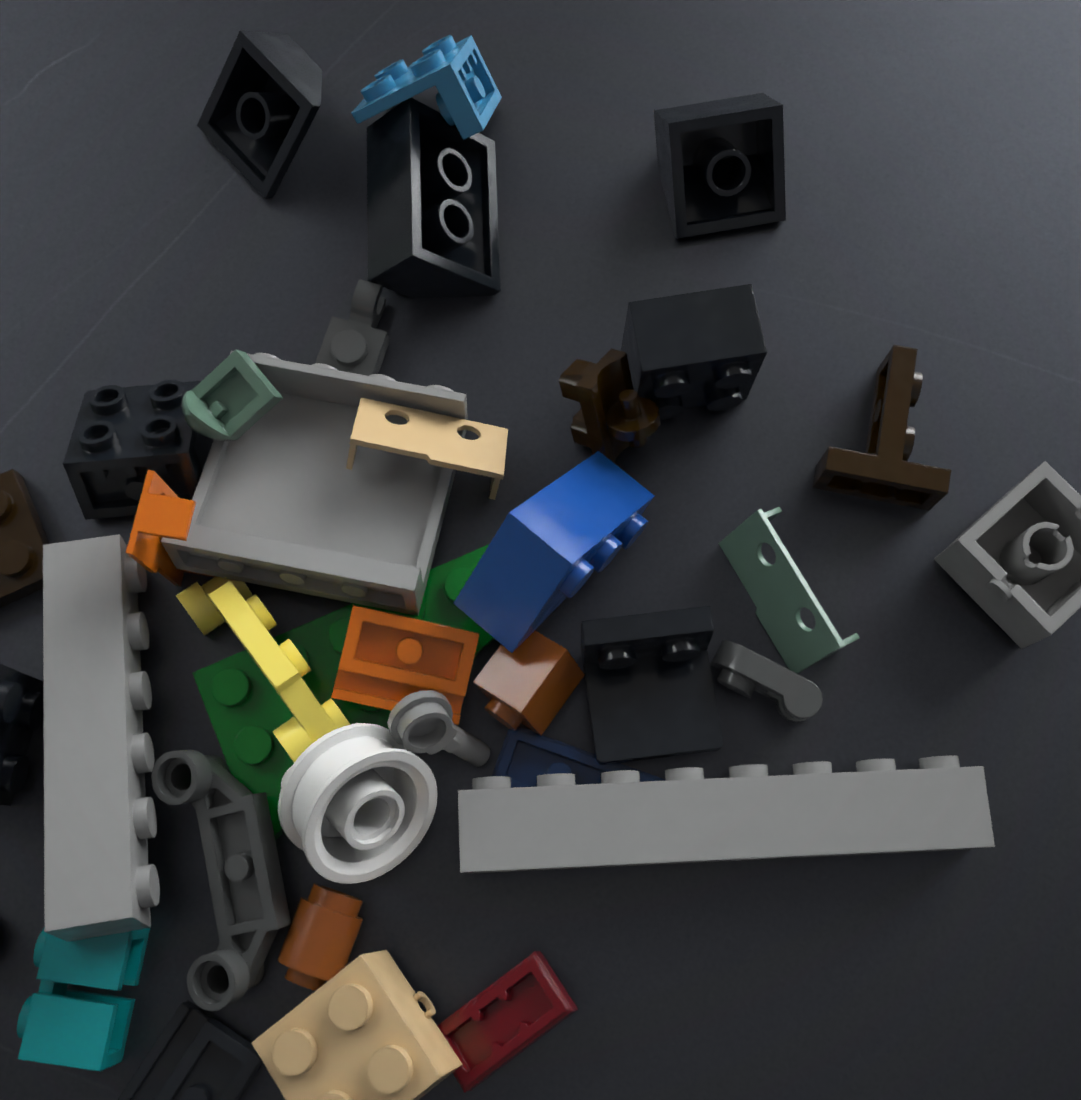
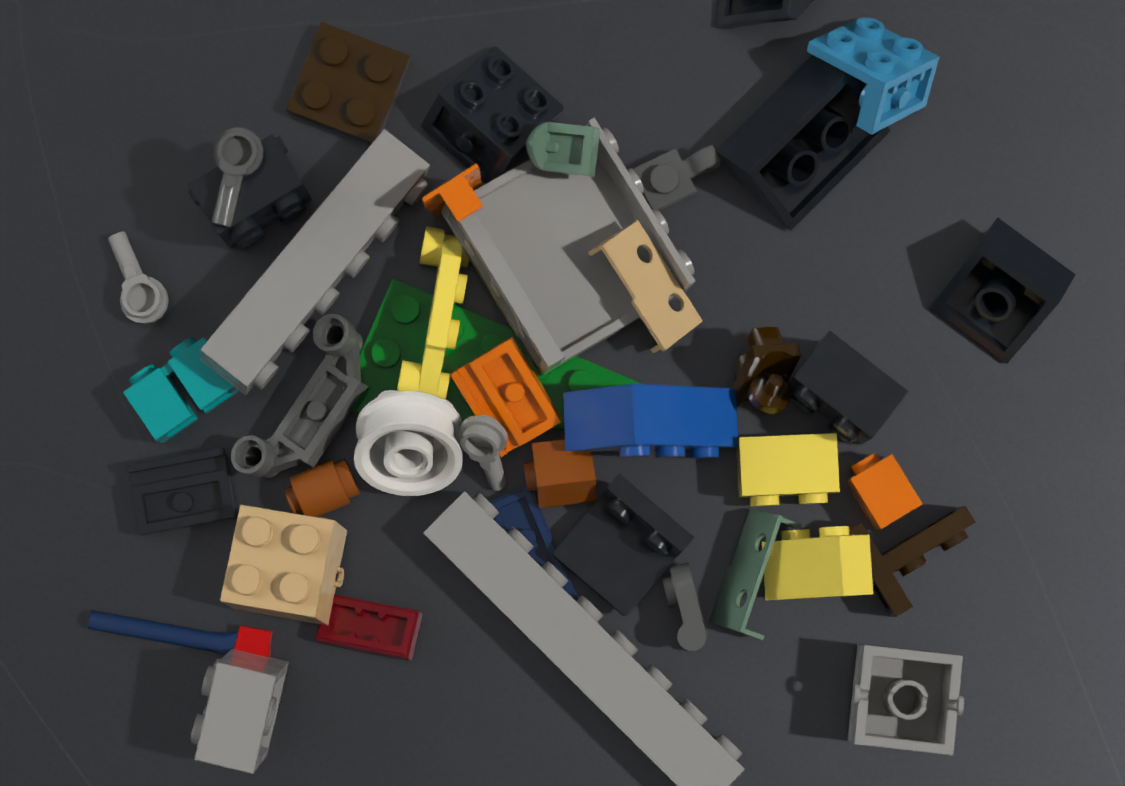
camera: 45 degrees right, 10 degrees up
(712, 471) = (787, 467): none -> light yellow brick
(811, 409) = (882, 490): none -> orange brick
(841, 517) = (818, 566): none -> light yellow brick

